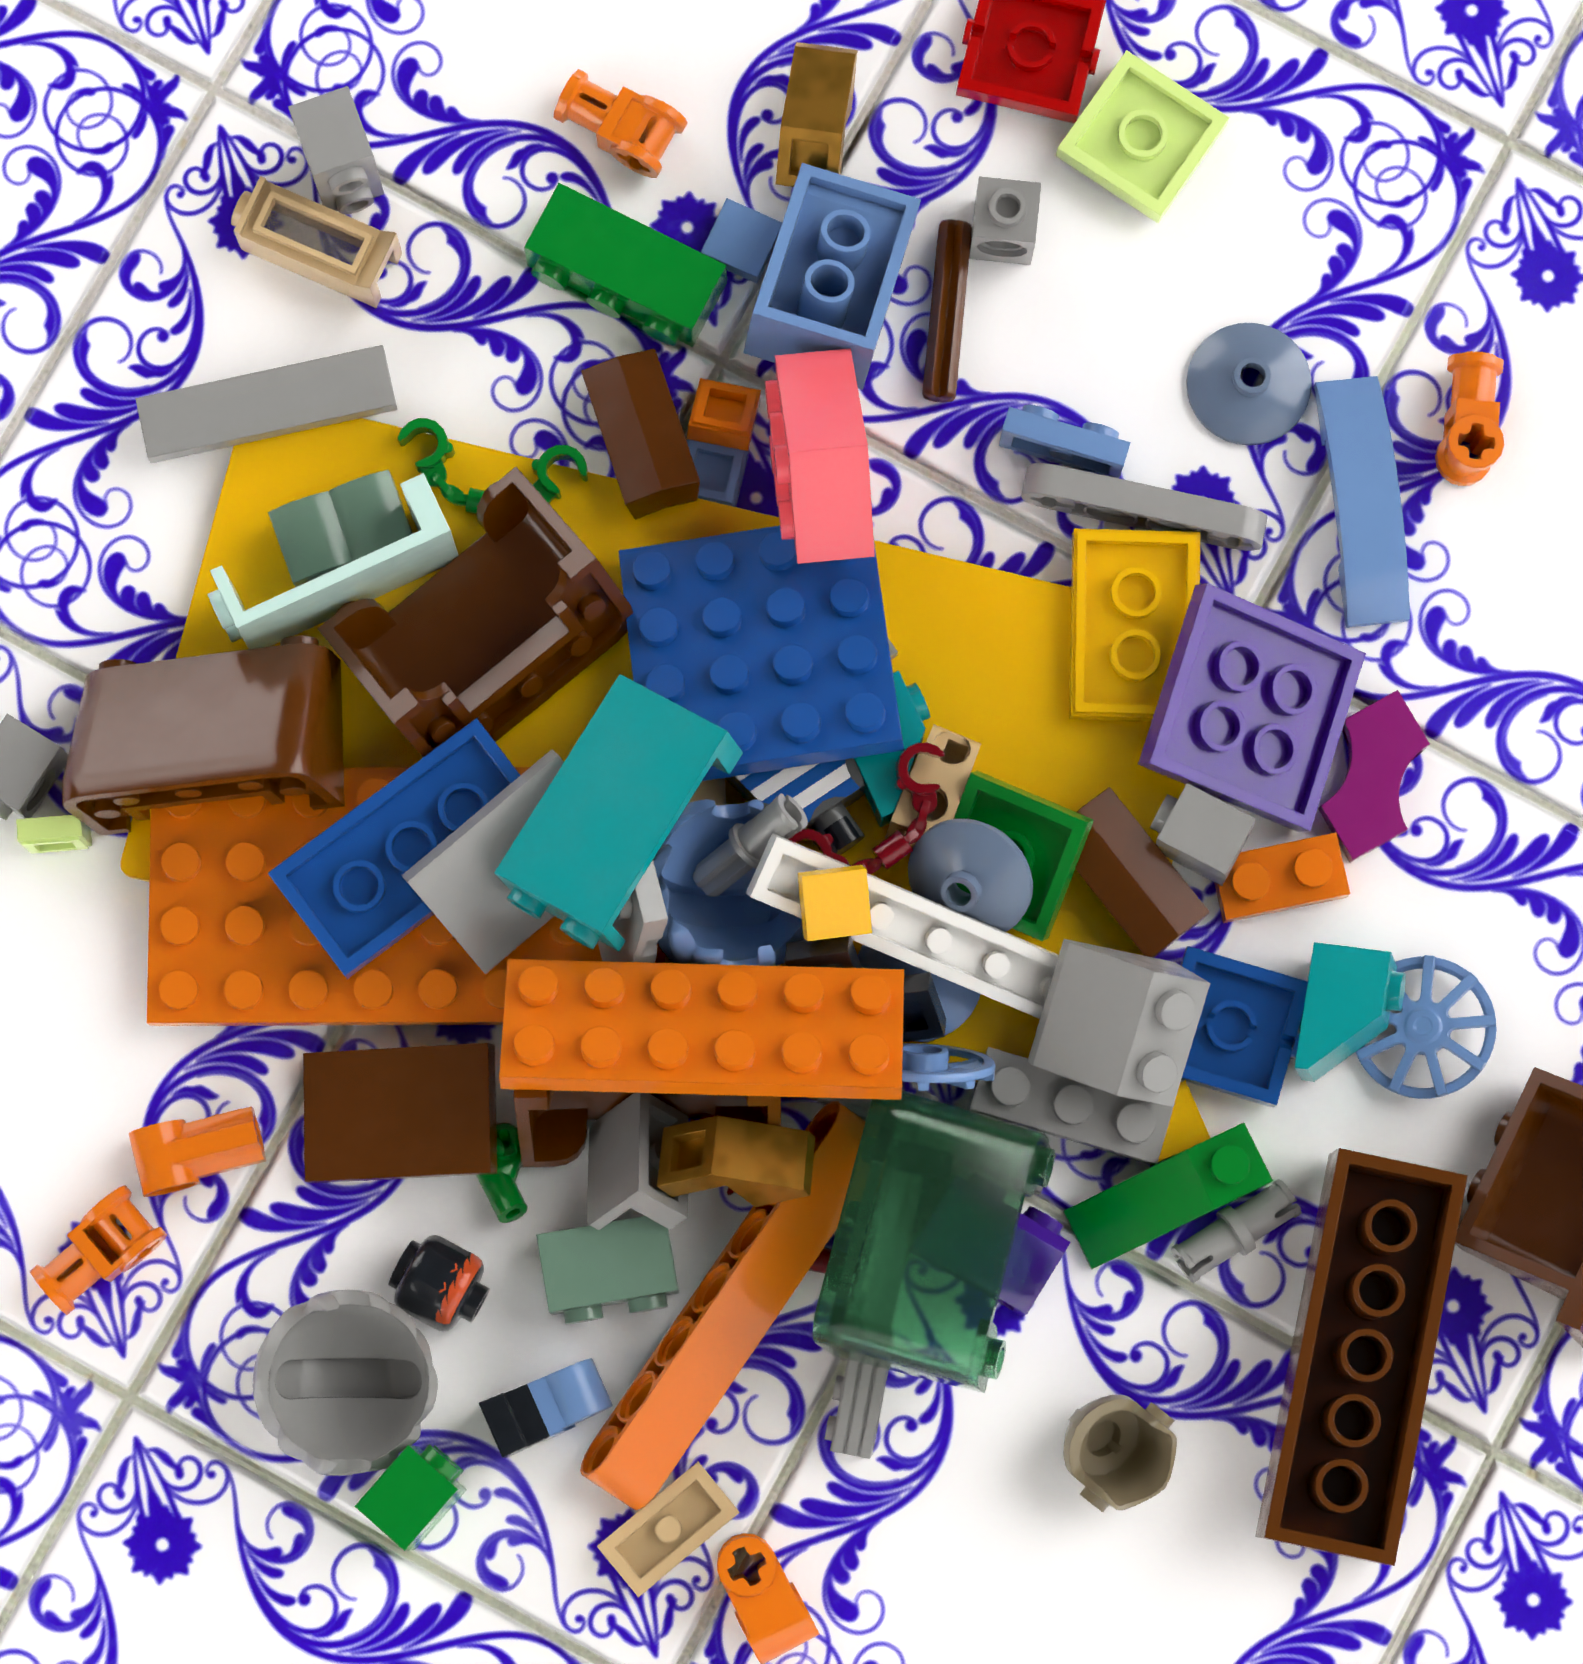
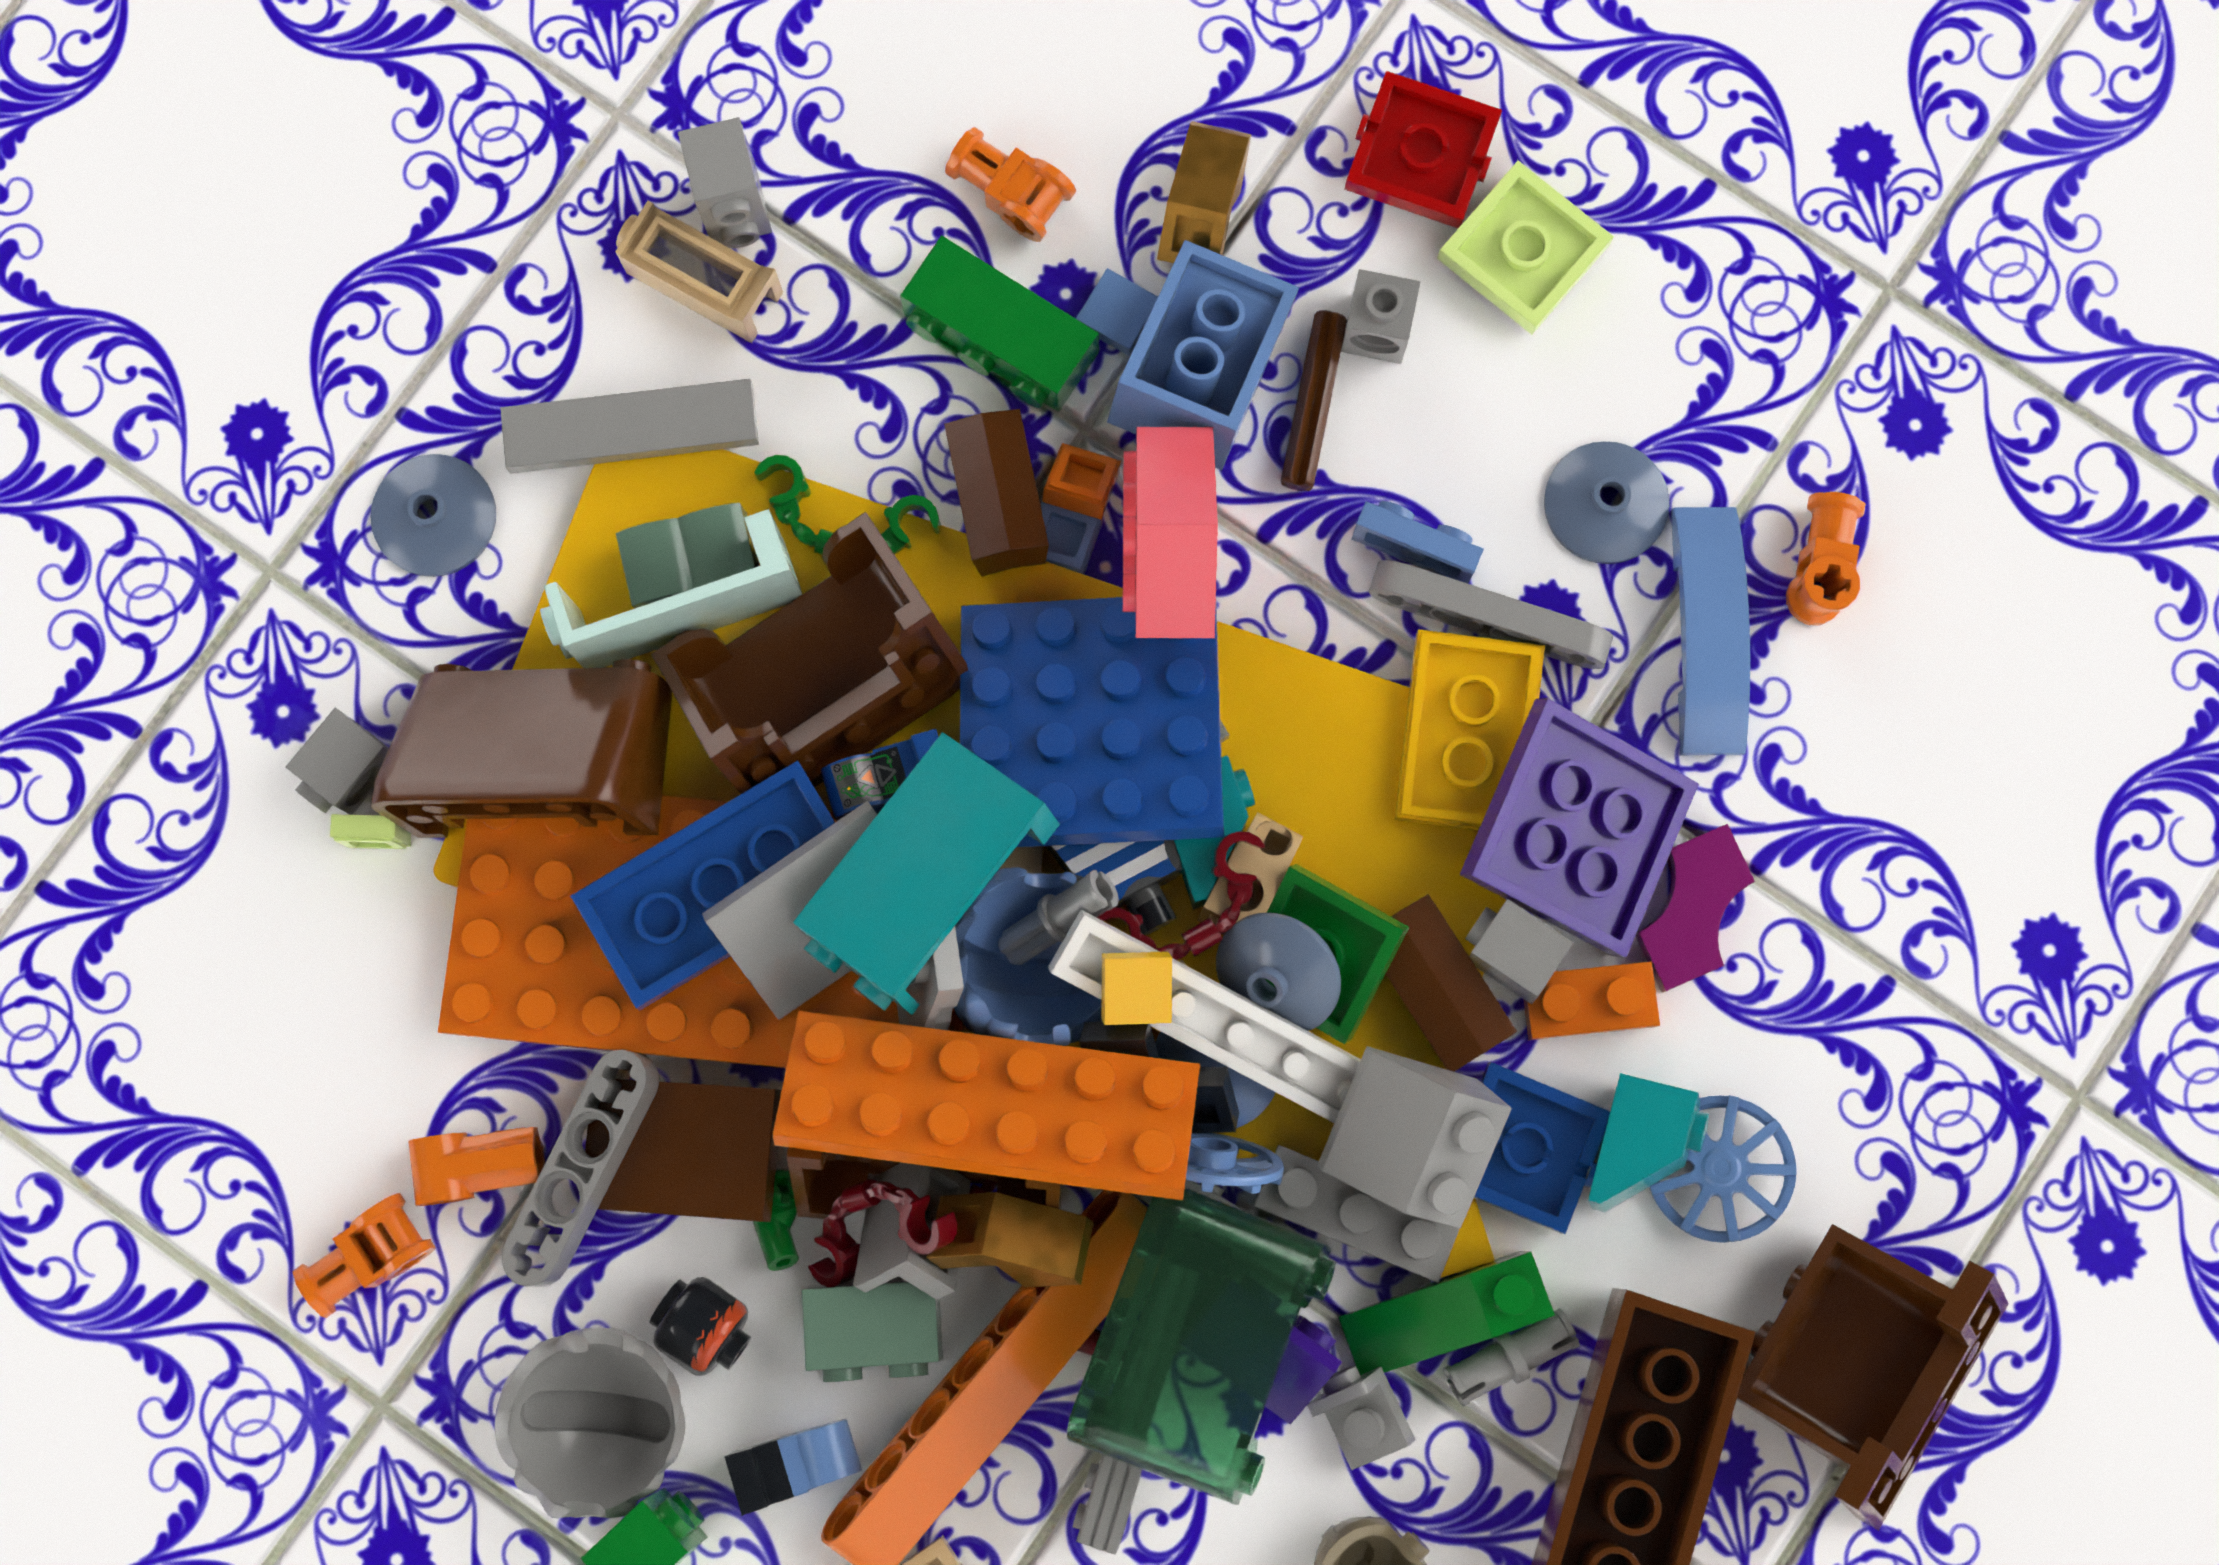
camera: 10 degrees right, 0 degrees up
(93, 536) = (448, 538): none -> sand blue dish
(313, 1146) = (571, 1162): none -> light grey beam
(552, 725) = (873, 775): none -> leg
(586, 1137) = (863, 1196): none -> dark red piece
(1097, 1301) = (1363, 1415): none -> light grey bracket

